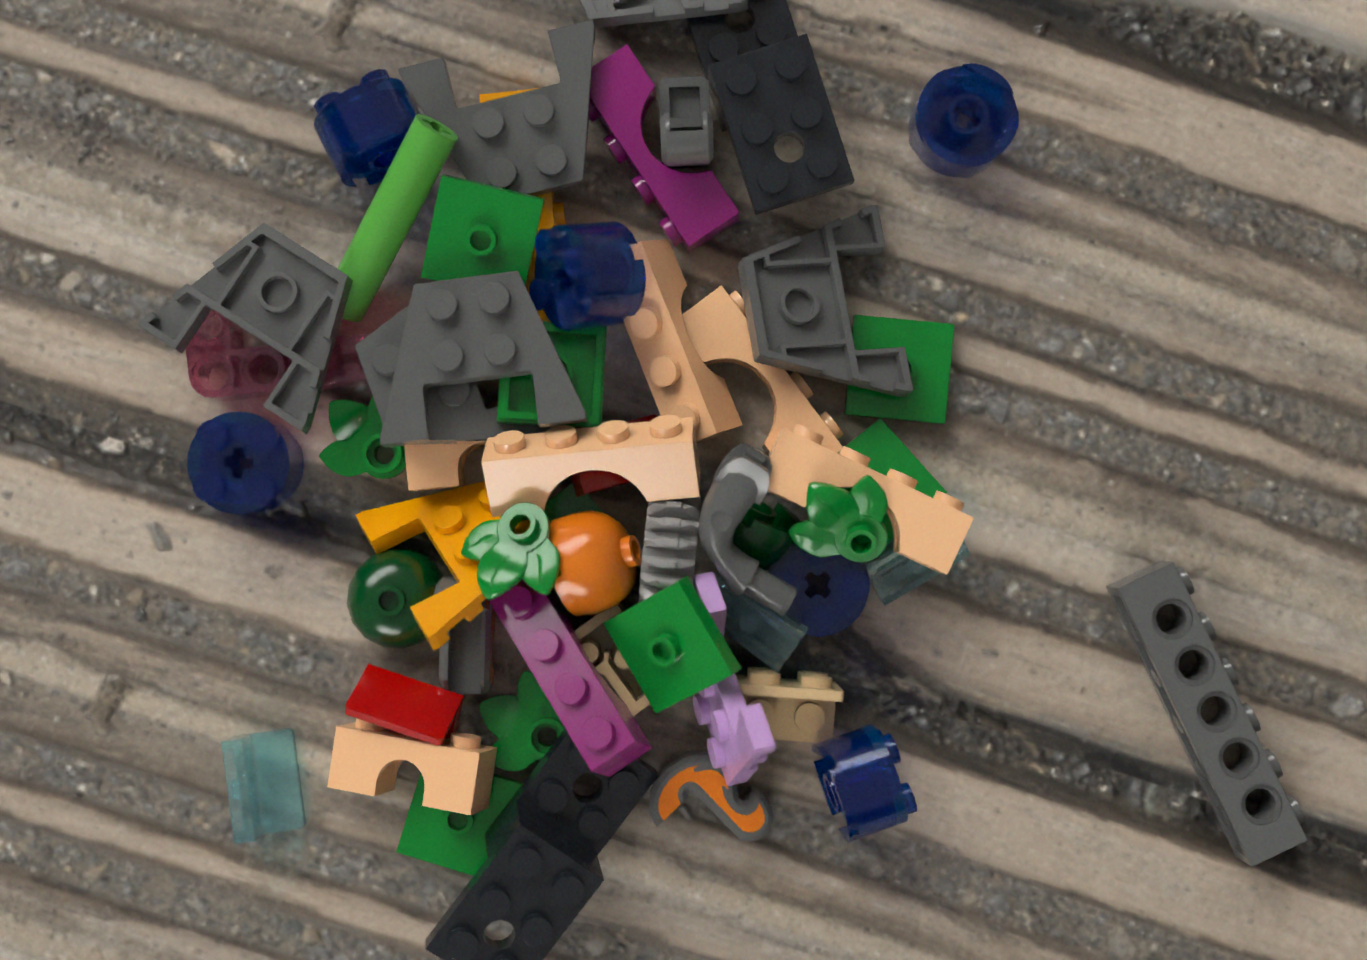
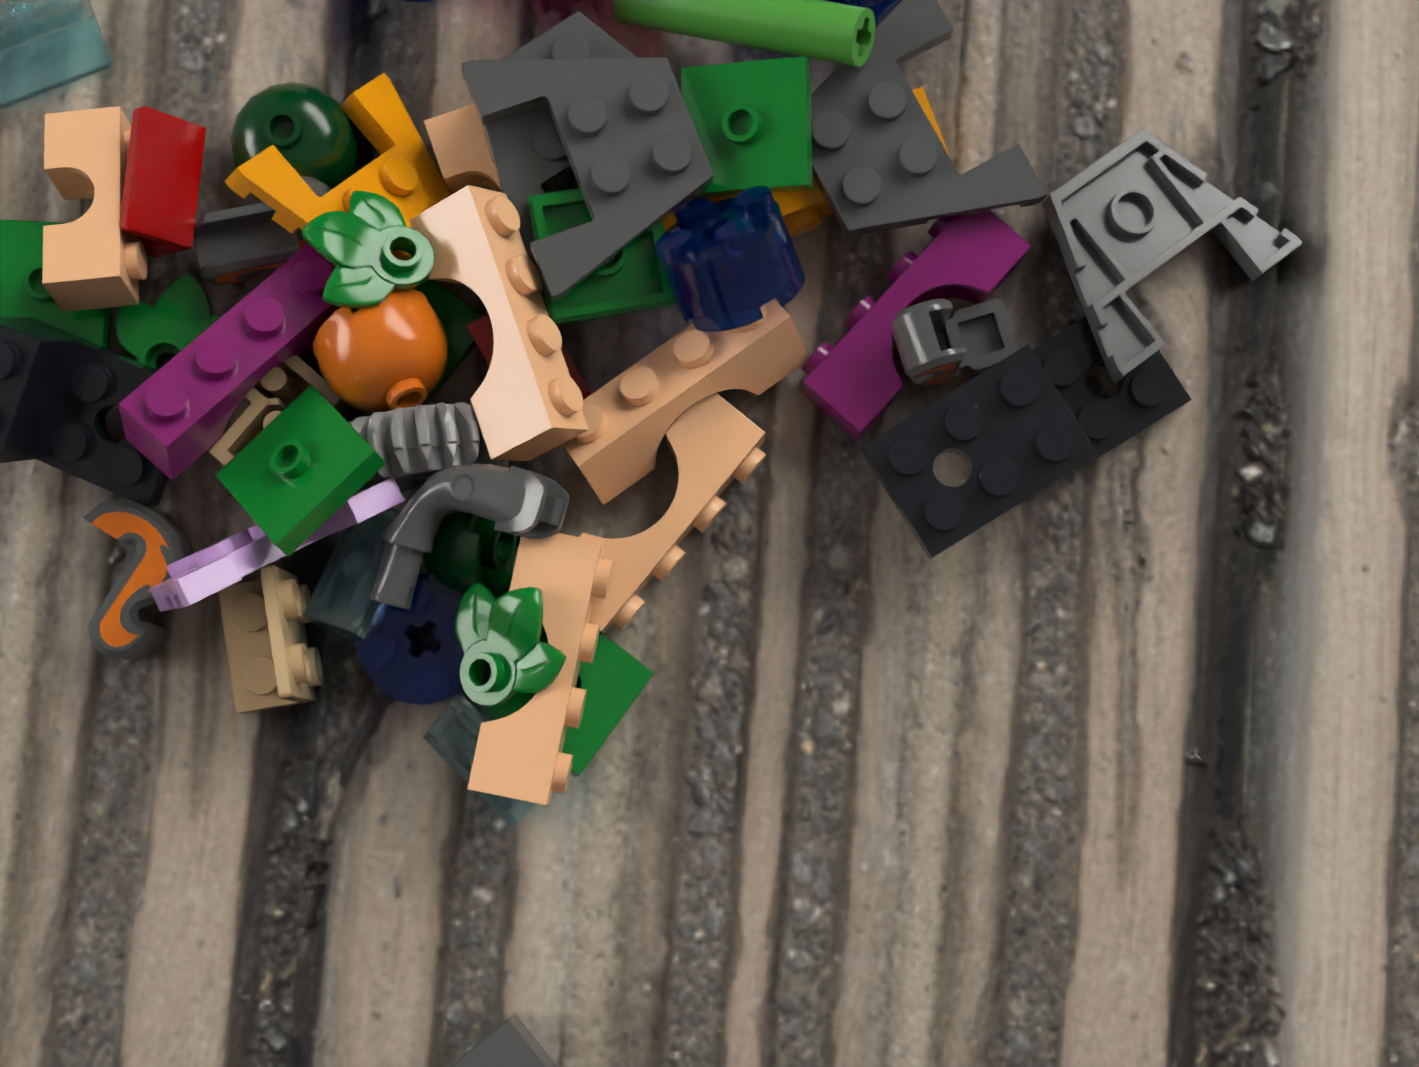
camera: 80 degrees right, 5 degrees down
(358, 440) = (454, 44): green plate -> none
(801, 311) = (757, 536): dark grey wing -> none
(863, 782) = (190, 754): clear blue brick -> none
(929, 362) = (721, 682): green plate -> none
(991, 125) = (1077, 661): clear blue brick -> none

